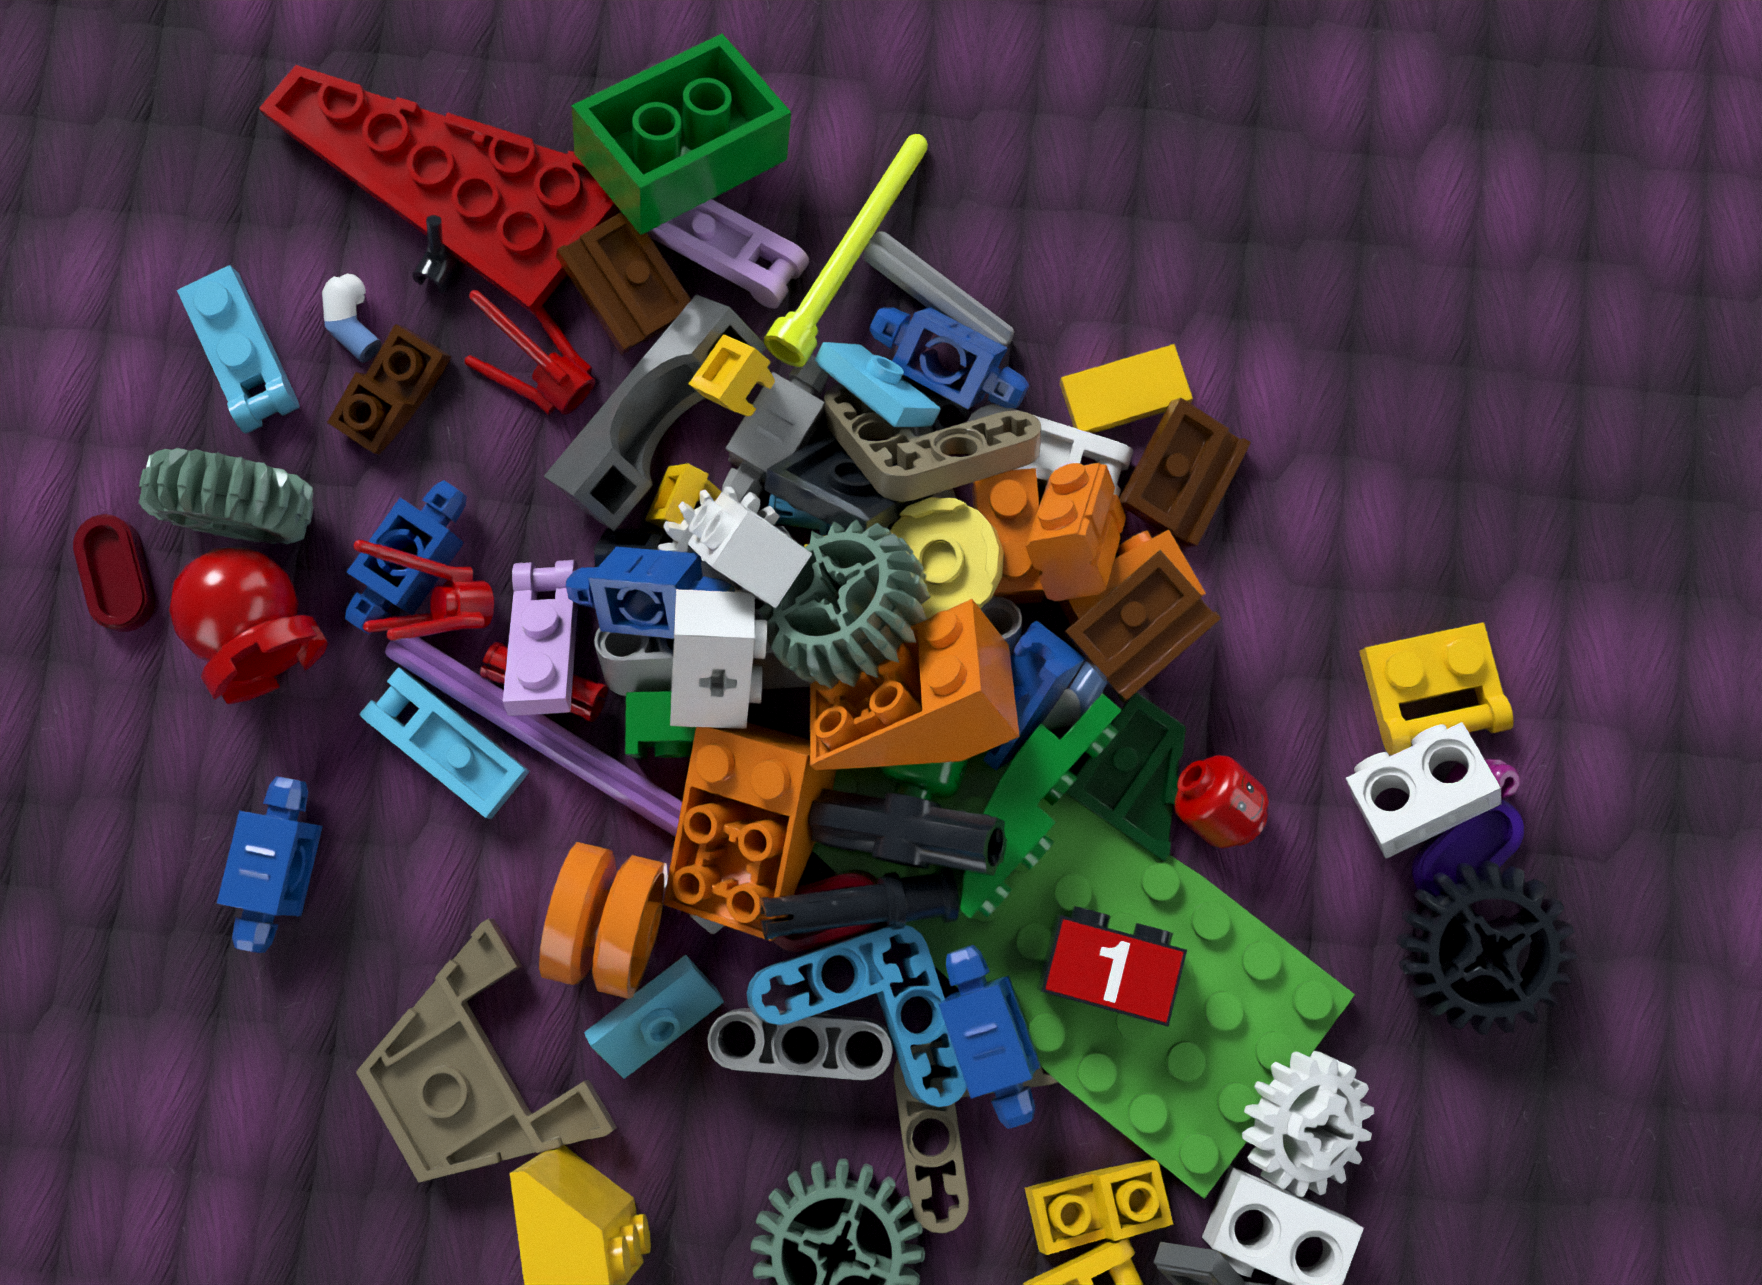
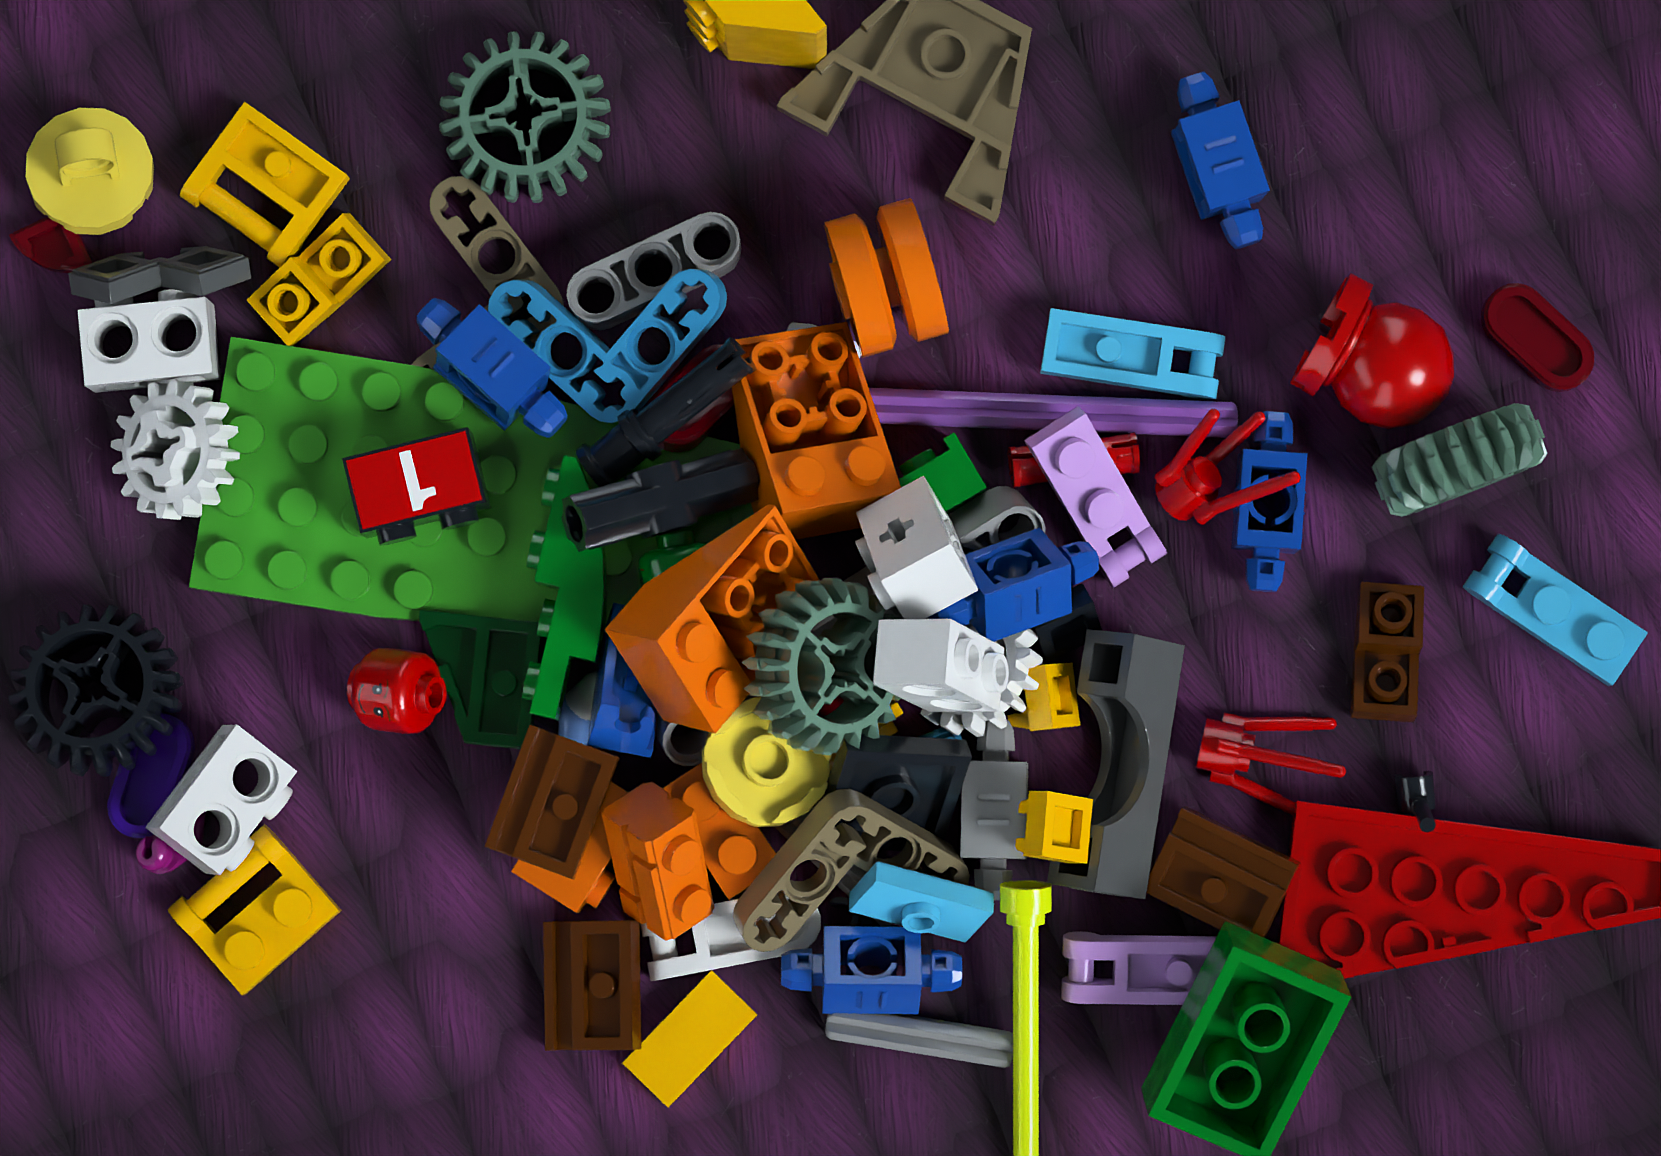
camera: 145 degrees right, 5 degrees up
(340, 316) = (1477, 695): arm -> none
(654, 1017) = (797, 221): medium azure plate -> none

